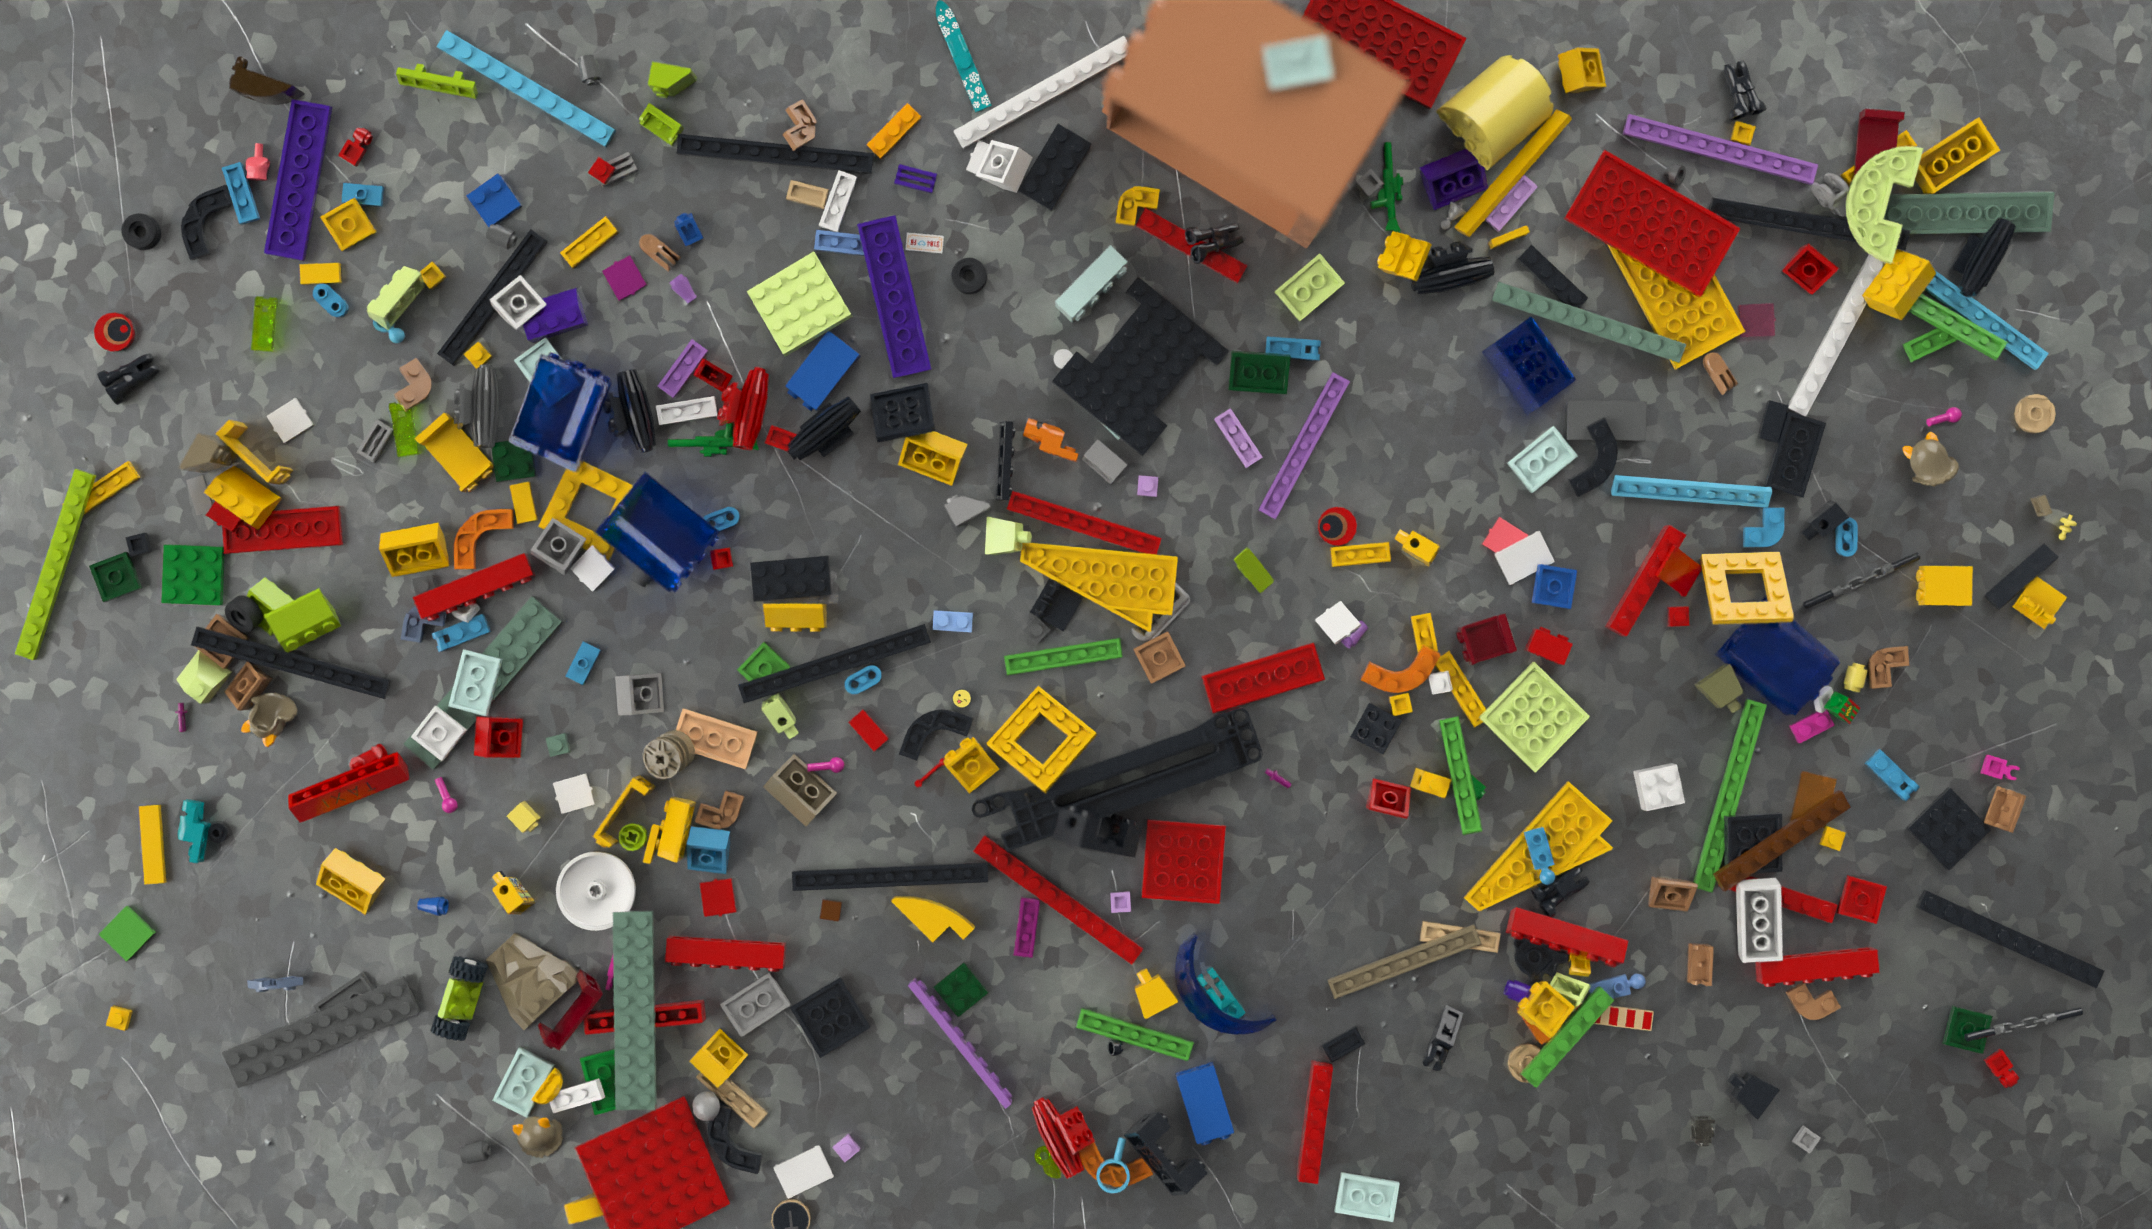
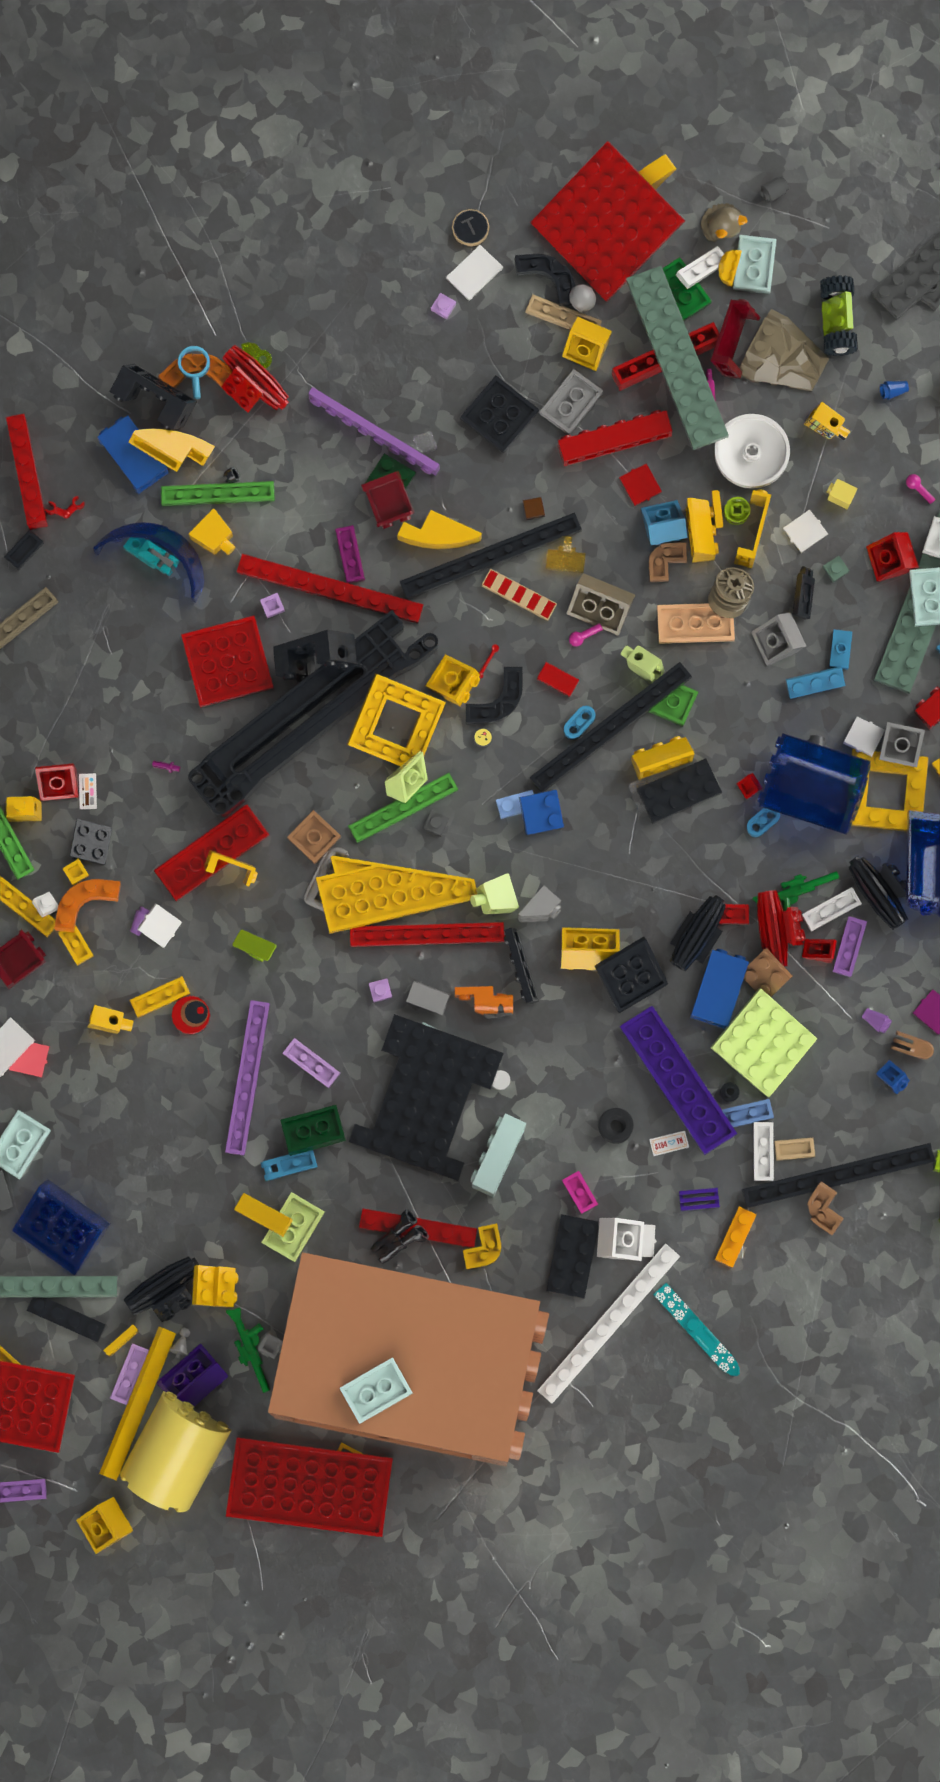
camera: 160 degrees right, 10 degrees down
(598, 730) = (803, 593): none -> black hinge
(620, 638) = (815, 682): none -> dark azure plate
(771, 368) = (766, 973): none -> medium nougat plate
(817, 848) = (566, 558): none -> clear yellow hinge
(849, 276) = (729, 1098): none -> black plate
(876, 828) = (519, 595): none -> tile
(931, 603) = (541, 812): none -> blue plate
(970, 967) = (388, 499): none -> dark red panel
(1026, 224) = (580, 1192): none -> dark pink plate
(1050, 681) = (407, 778): none -> yellowish green slope
(1056, 605) = (426, 851): black hinge -> none
(1165, 1096) = (171, 446): none -> yellow slope
(1263, 667) = (213, 857): none -> yellow panel
(1289, 1066) = (68, 512): none -> red arm
(1334, 308) = (263, 1214): none -> yellow tile
(1361, 781) = (87, 791): none -> white sticker

